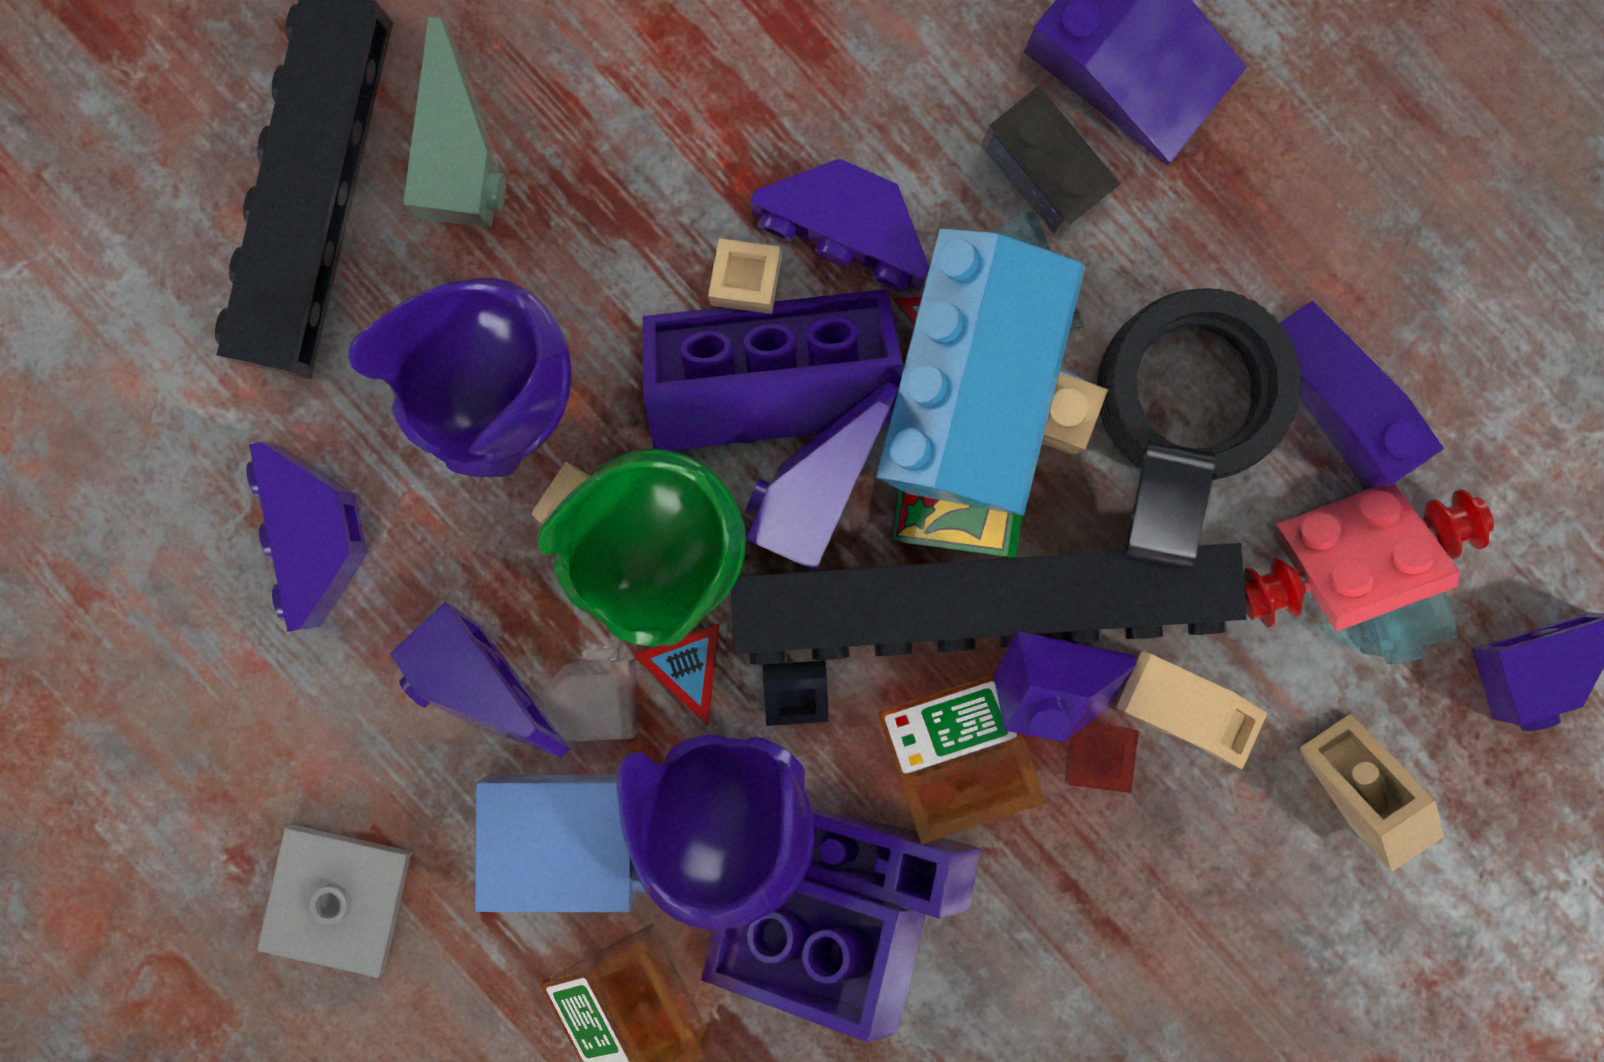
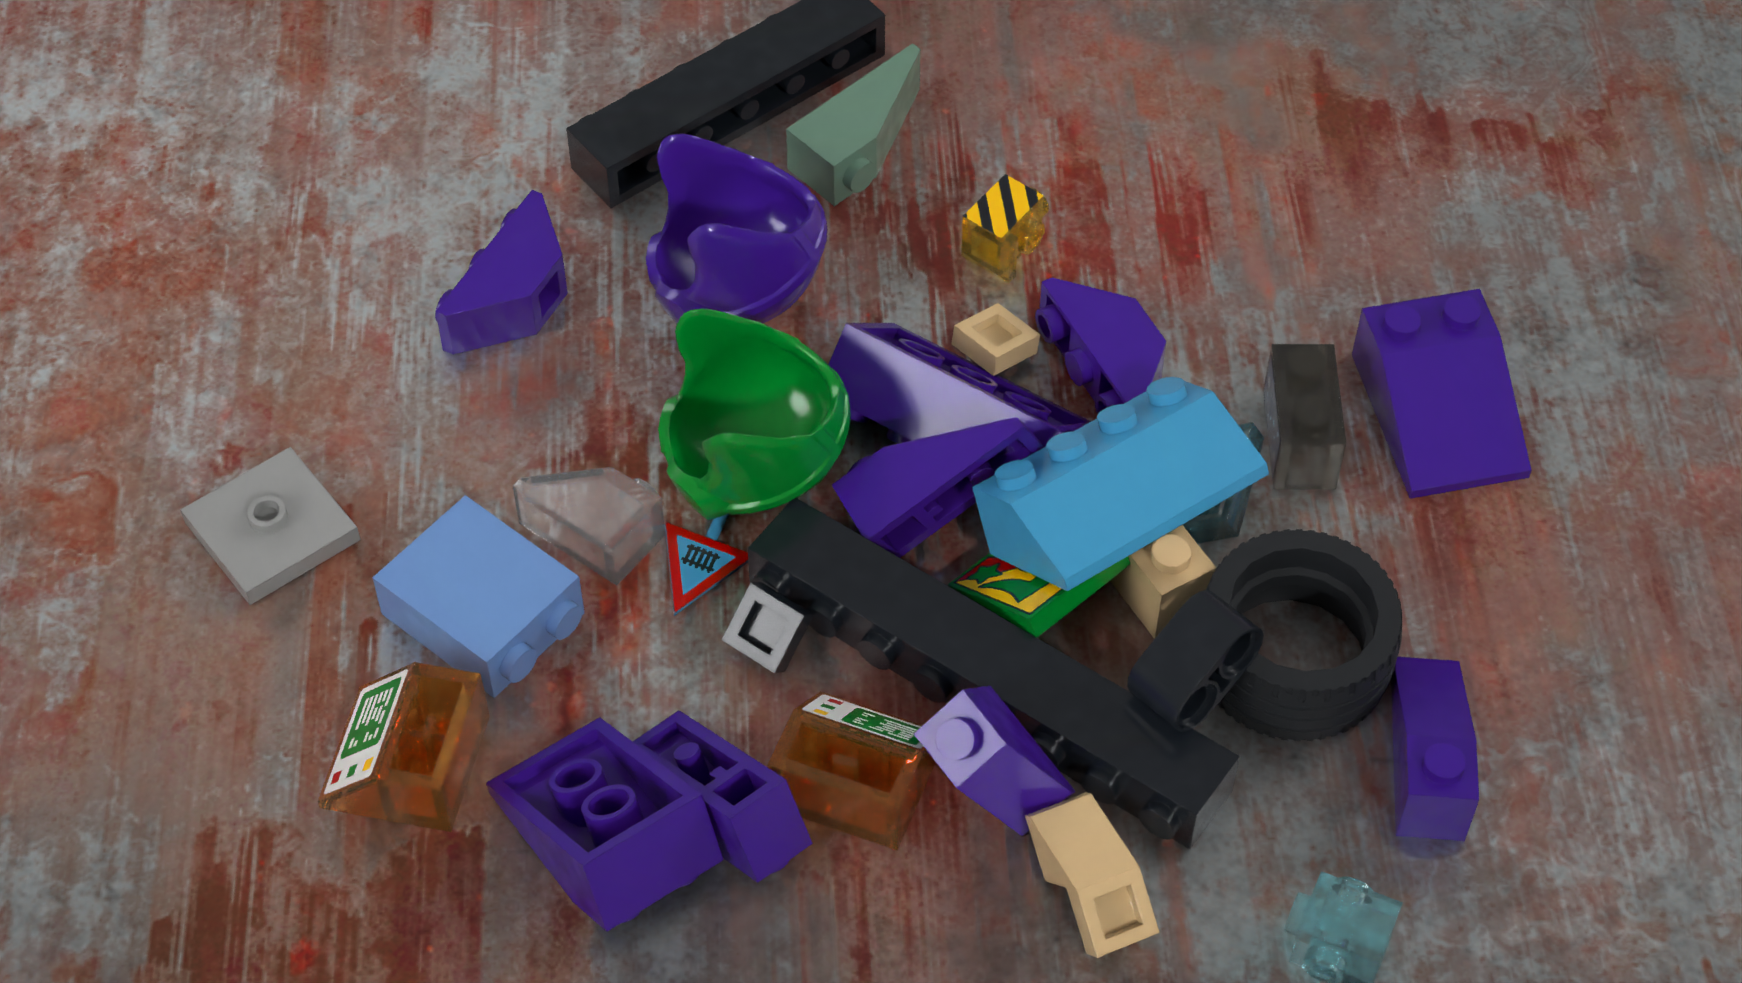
camera: 30 degrees right, 35 degrees down
(465, 674) = (529, 428): dark purple slope -> none
(661, 149) = (1003, 227): none -> brick
(717, 828) = (615, 649): dark purple piece -> none
(1102, 757) = (980, 856): clear red plate -> none
(1367, 556) = (1348, 851): coral plate -> none

